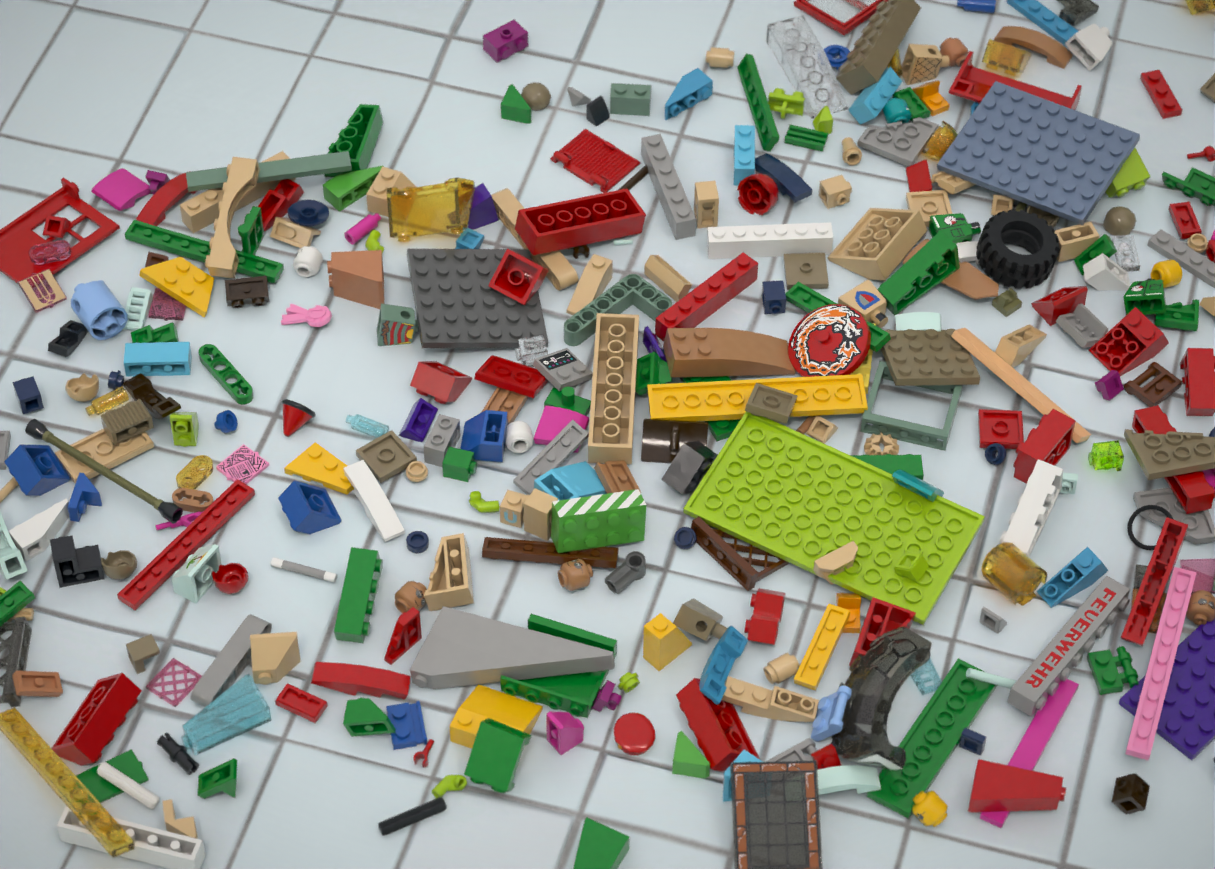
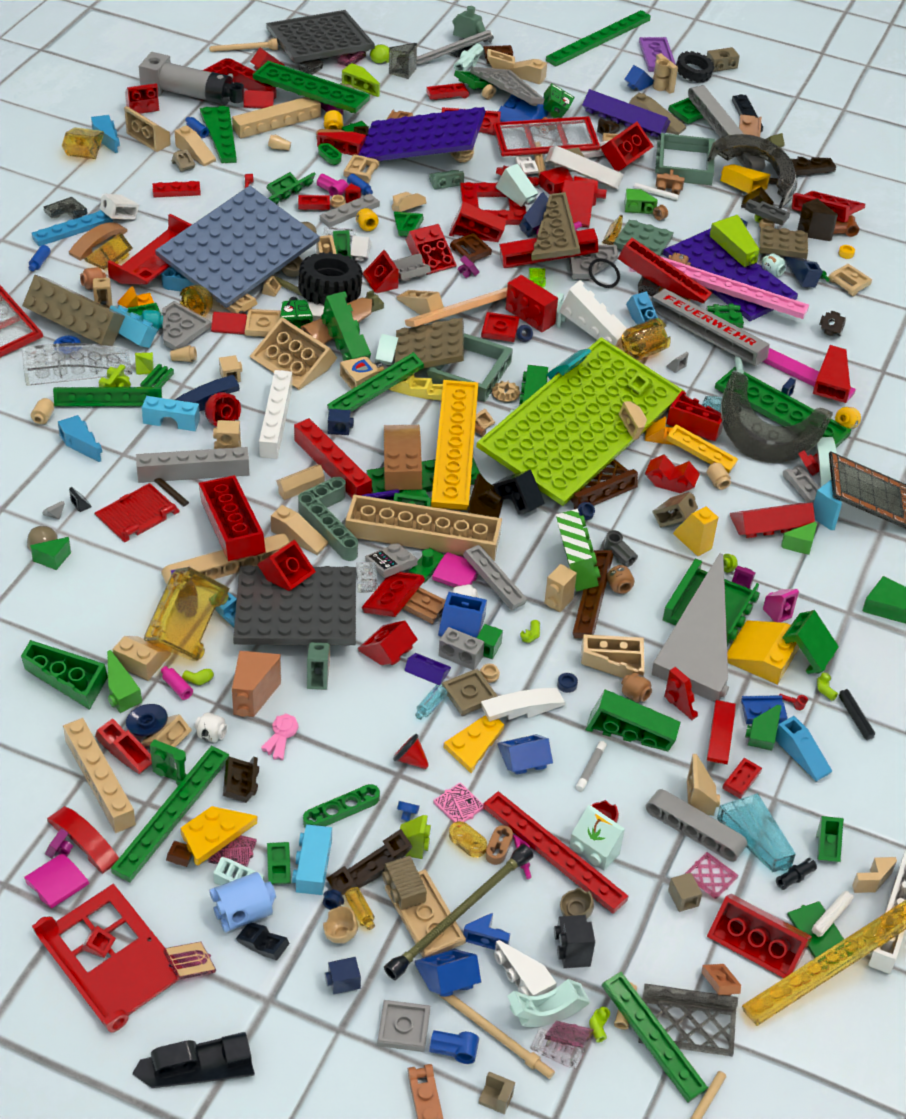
camera: 85 degrees left, 5 degrees down
(50, 252) = (142, 947): clear pink plate -> none
(241, 180) = (115, 749): tan arch -> none
(275, 170) = (96, 736): sand green tile -> none
(345, 755) = (802, 748): none -> dark azure slope
(511, 509) = (545, 608): tan brick -> none
(570, 482) = (527, 570): medium azure slope -> none
(615, 476) = (522, 541): medium nougat plate -> none
(630, 99) = (69, 472): sand green slope -> none
(634, 733) = (778, 567): red piece -> none
(720, 663) = (705, 495): dark azure slope -> none
(771, 403) = (475, 426): dark tan plate -> none
(771, 704) = (751, 484): tan slope -> none
(807, 269) = (310, 402): dark tan plate -> none
(829, 342) = (405, 393): dish -> none
(830, 714) = (764, 457): light blue plate -> none
(1146, 296) = (393, 229): green torso -> none

